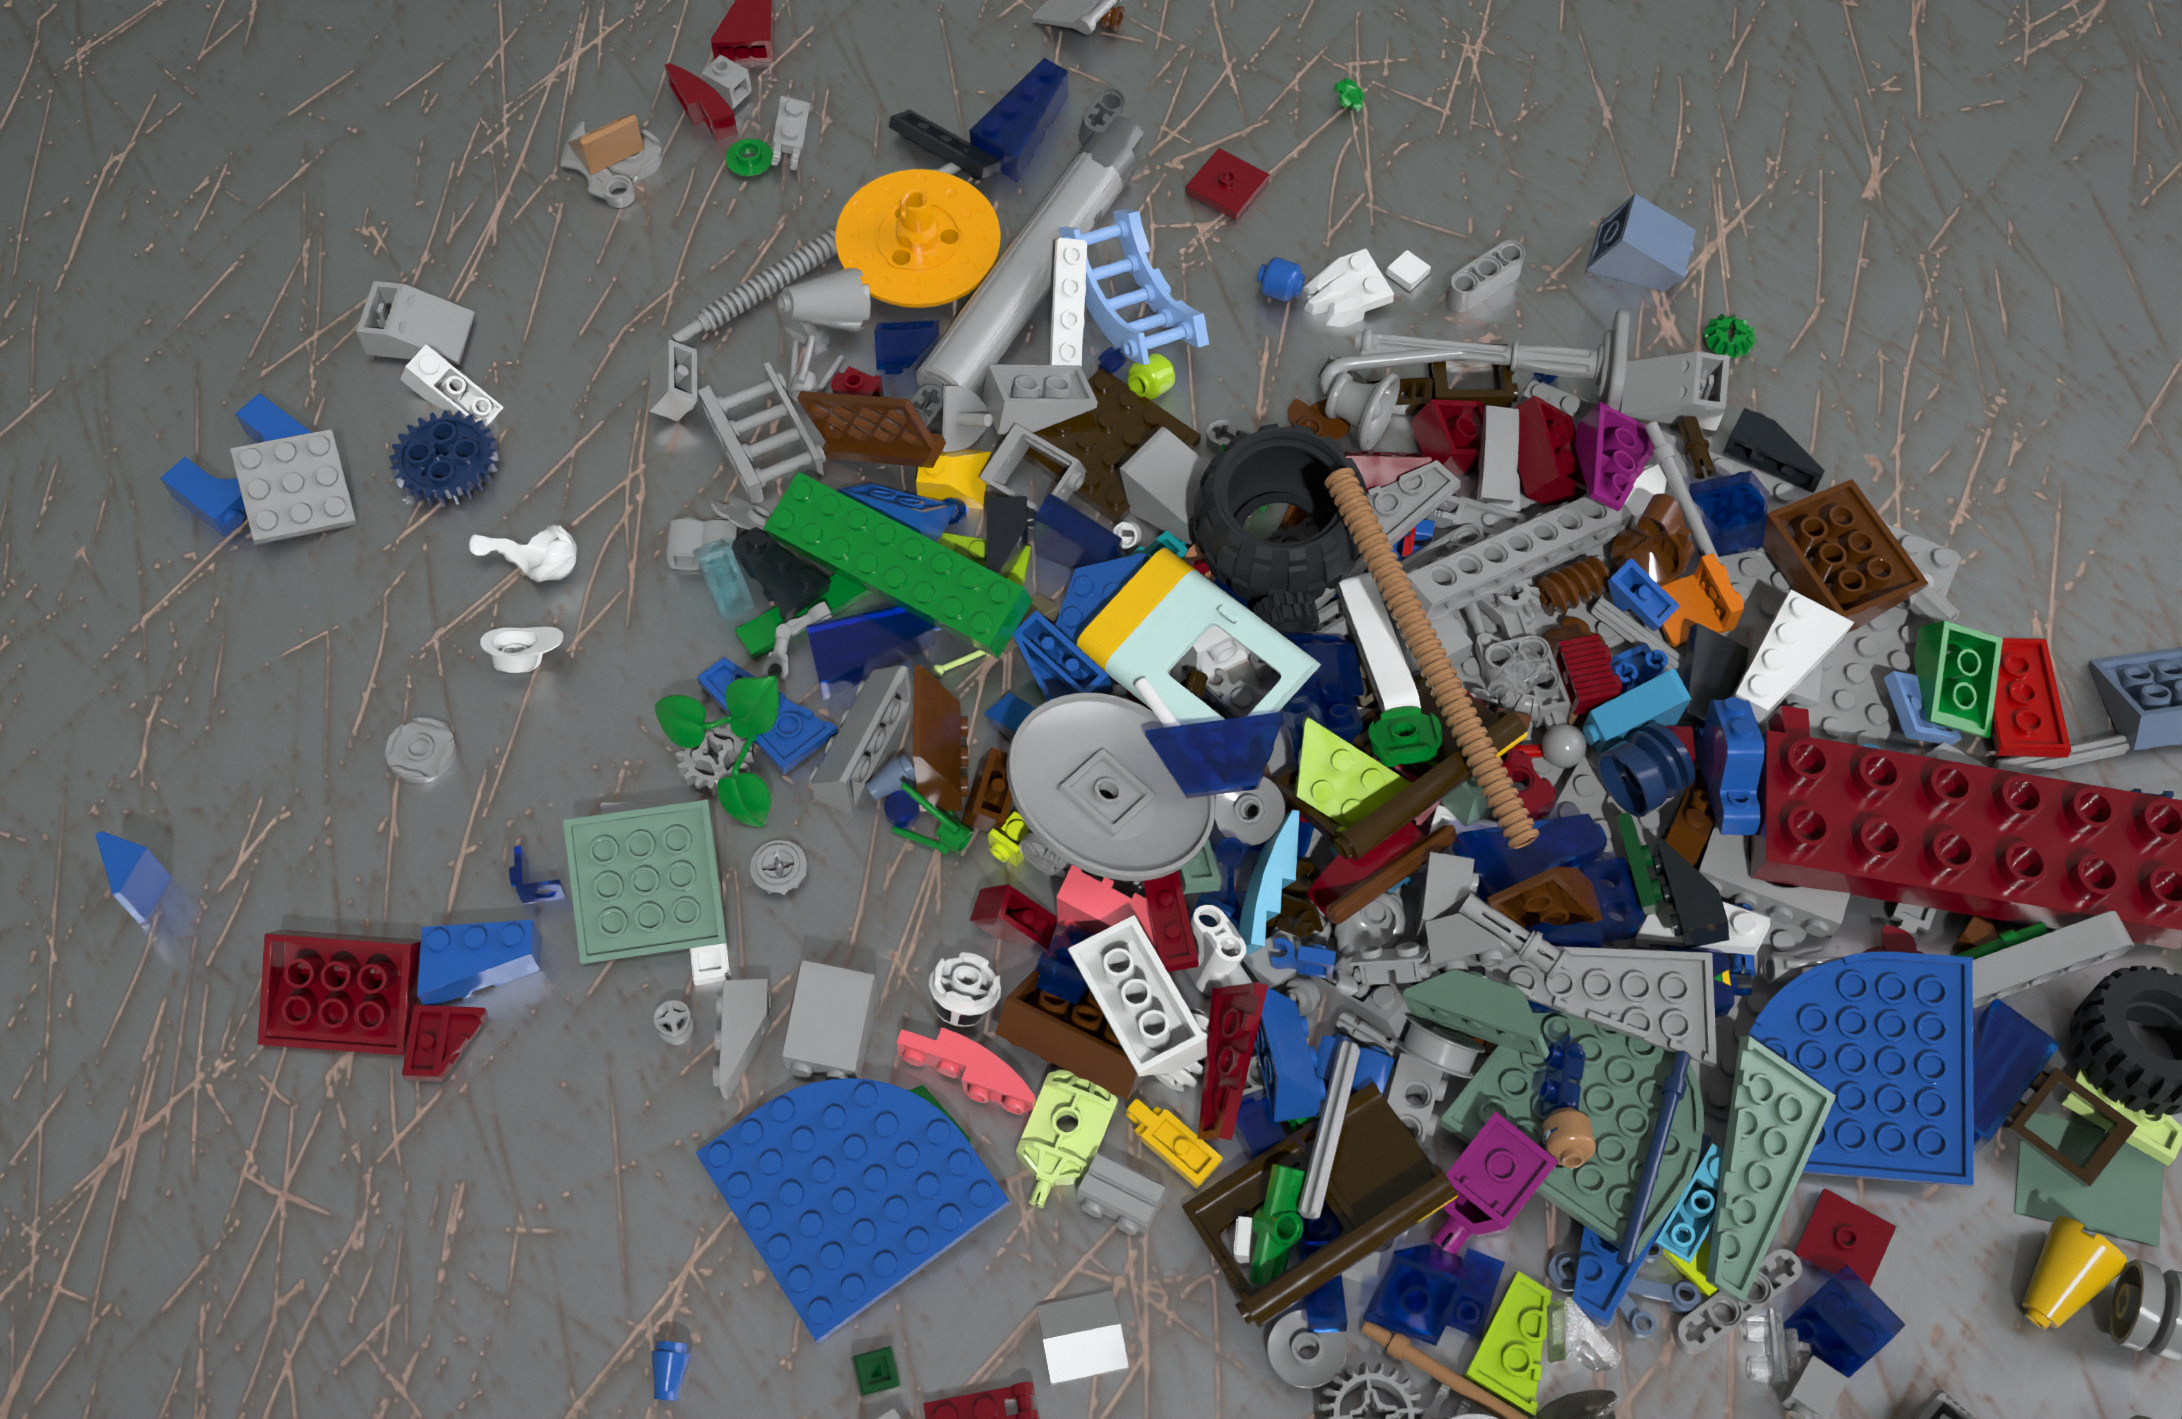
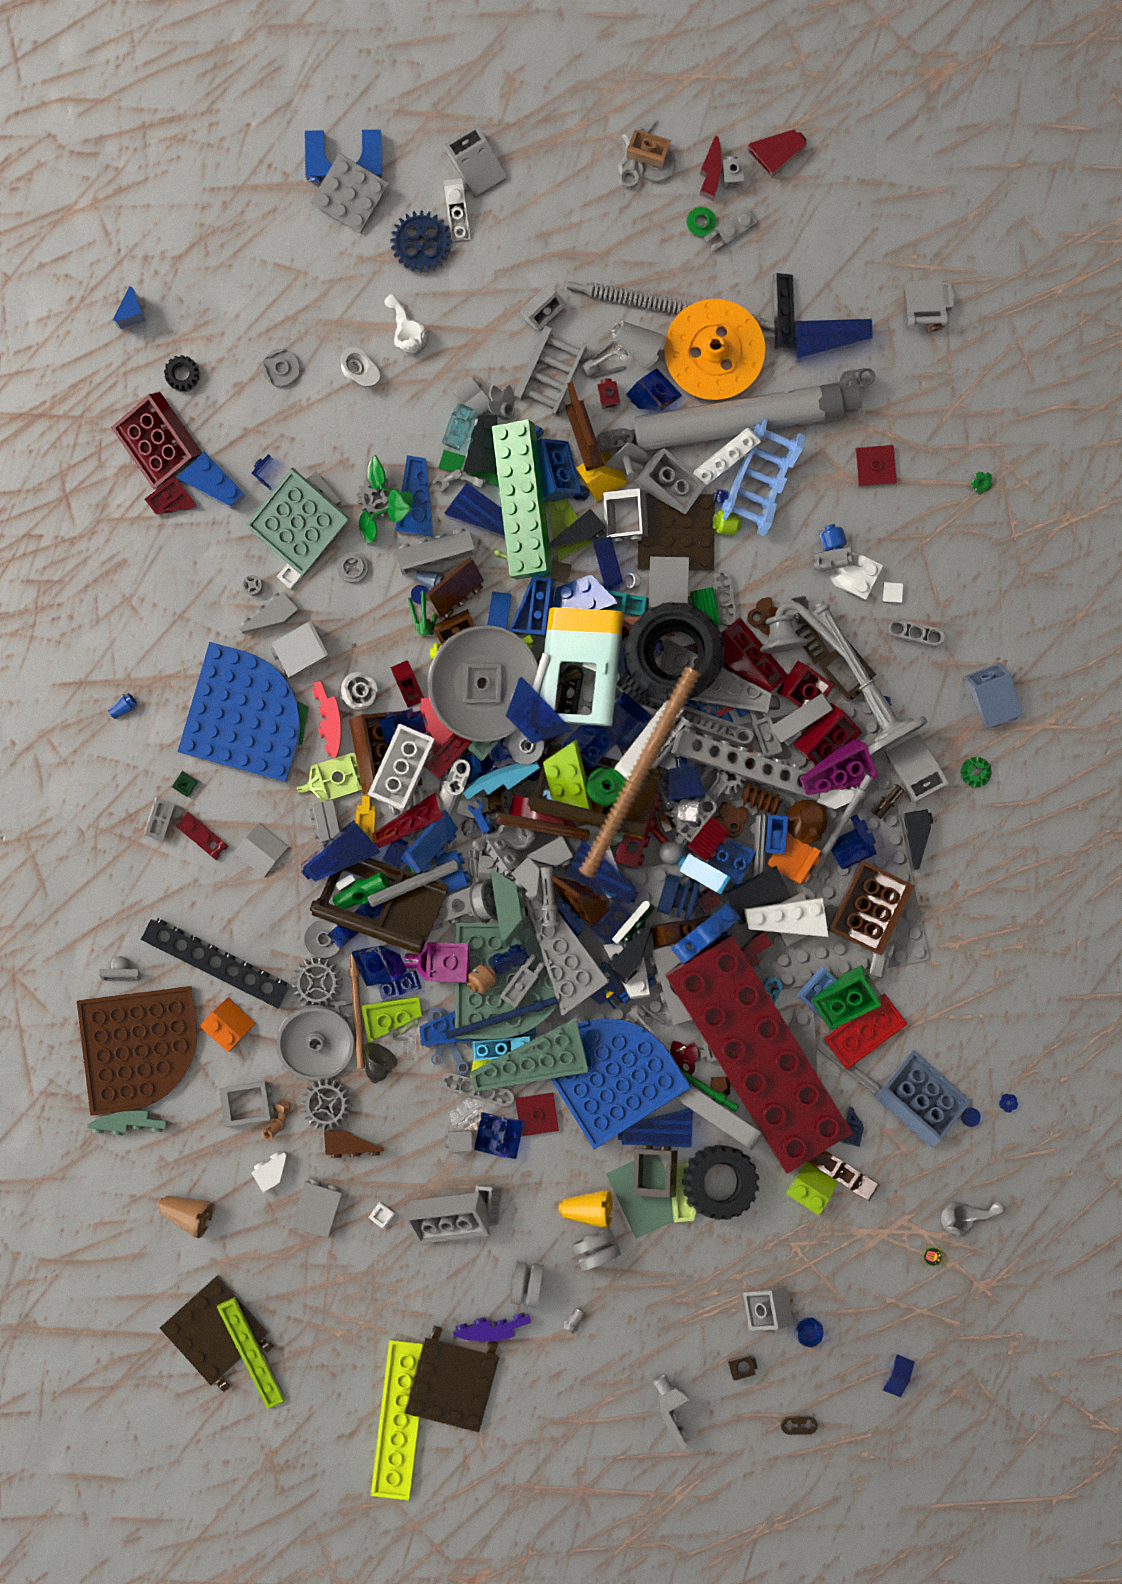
camera: 50 degrees right, 25 degrees up
(277, 867) = (177, 362): none -> black tyre
(1190, 1203) = (340, 852): none -> clear blue slope
(1310, 291) = (833, 559): none -> light grey hinge
(1477, 644) = (684, 781): none -> clear blue torso
(1617, 1085) = (521, 983): none -> light grey hinge

